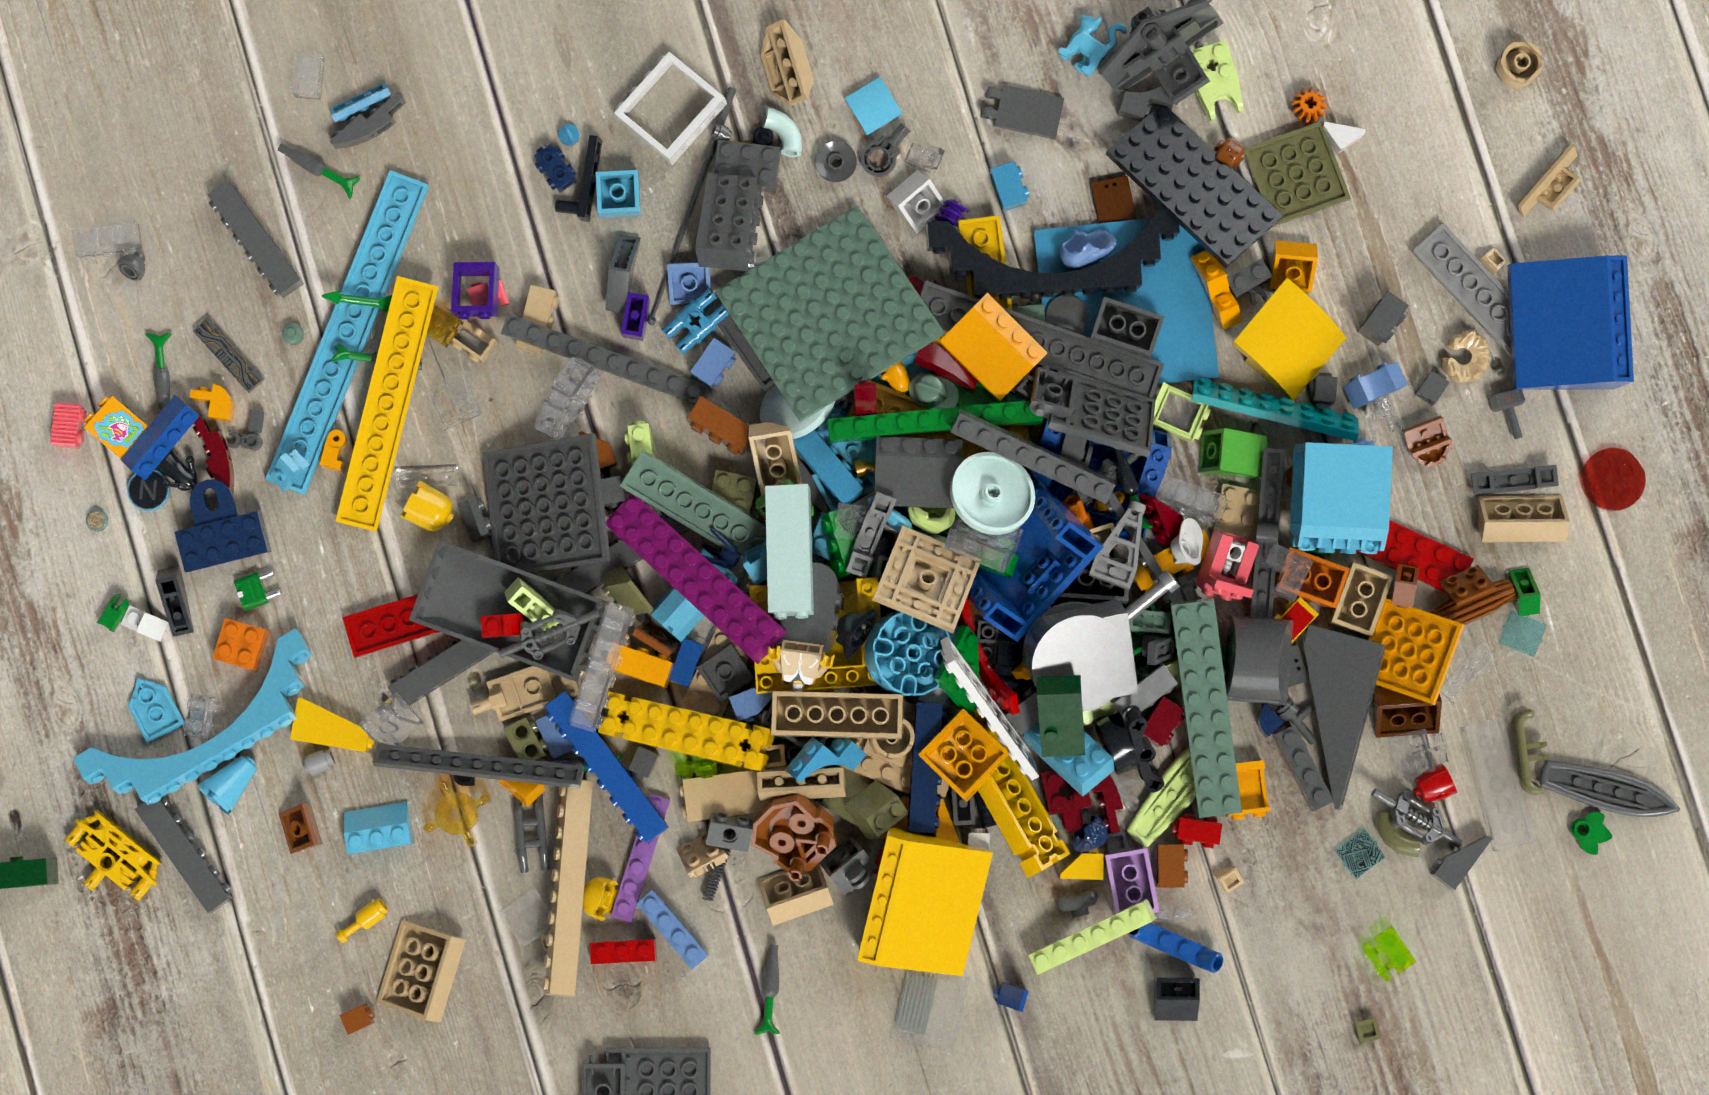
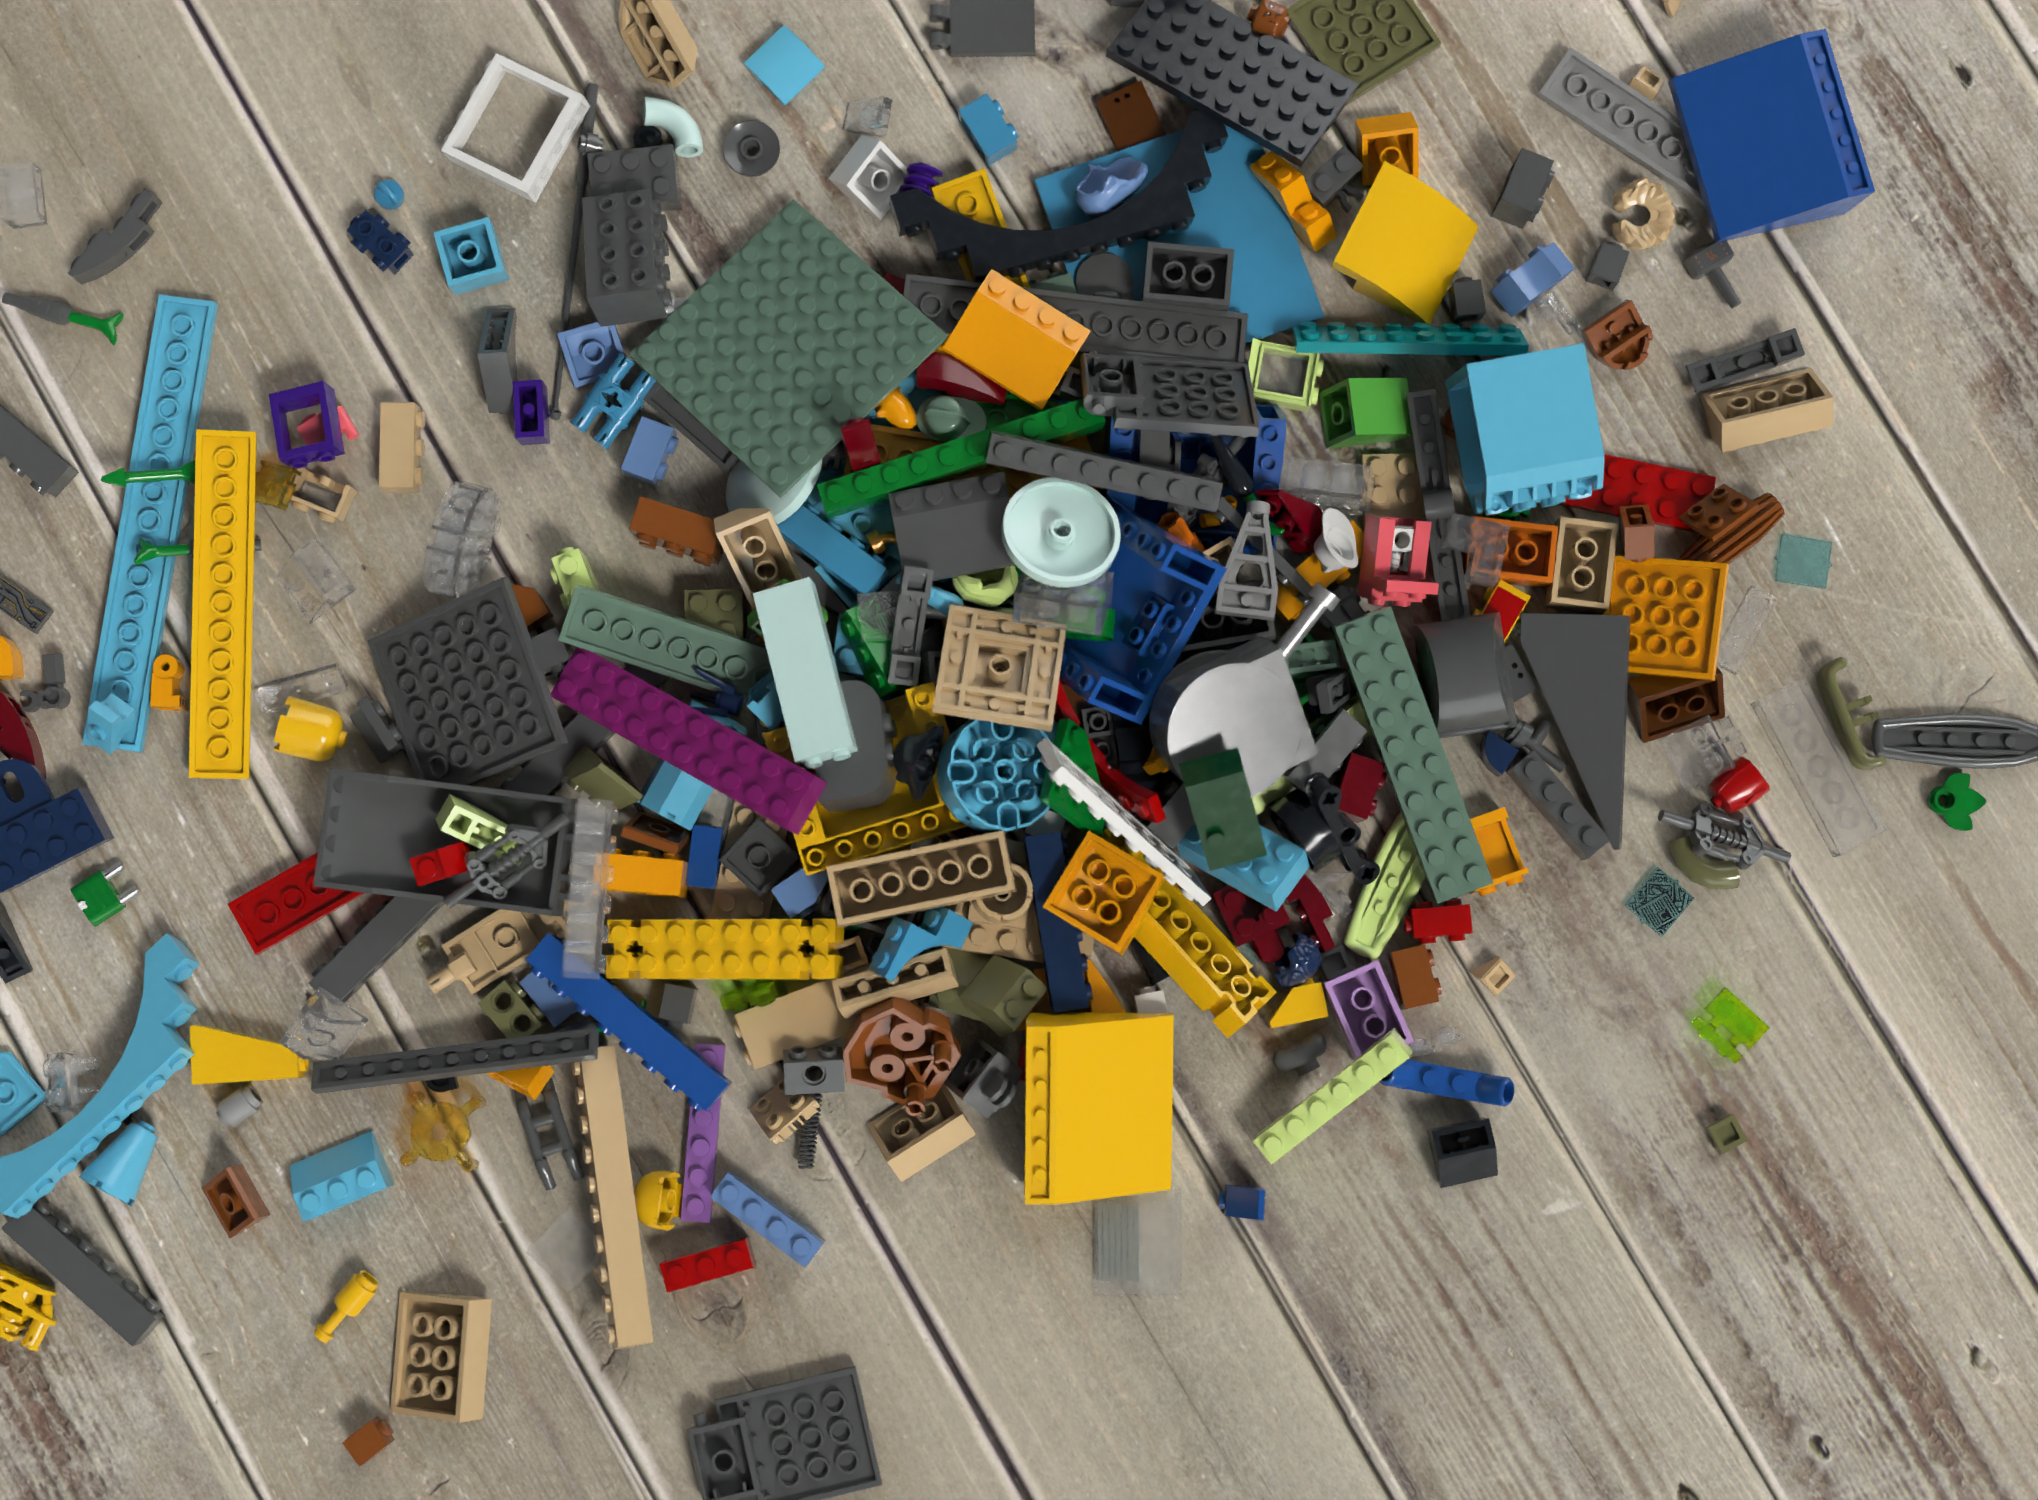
camera: 15 degrees left, 0 degrees up
(241, 644) = (98, 972): orange brick -> none
(293, 334) = (78, 541): sand green piece -> none
(360, 102) = (99, 215): dark azure plate -> none
(584, 206) = (430, 263): black piece -> none
(603, 359) = (502, 478): dark grey plate -> none
(770, 989) = (917, 1269): dark grey piece -> none
(800, 662) = (853, 819): tan torso -> none
(894, 140) = (807, 112): dark grey pin -> none
(962, 811) = (1119, 969): dark grey brick -> none
(1455, 866) = (1791, 887): dark grey slope -> none
(1527, 593) = (1798, 503): green slope -> none
(1613, 479) = (1872, 331): clear red tile -> none

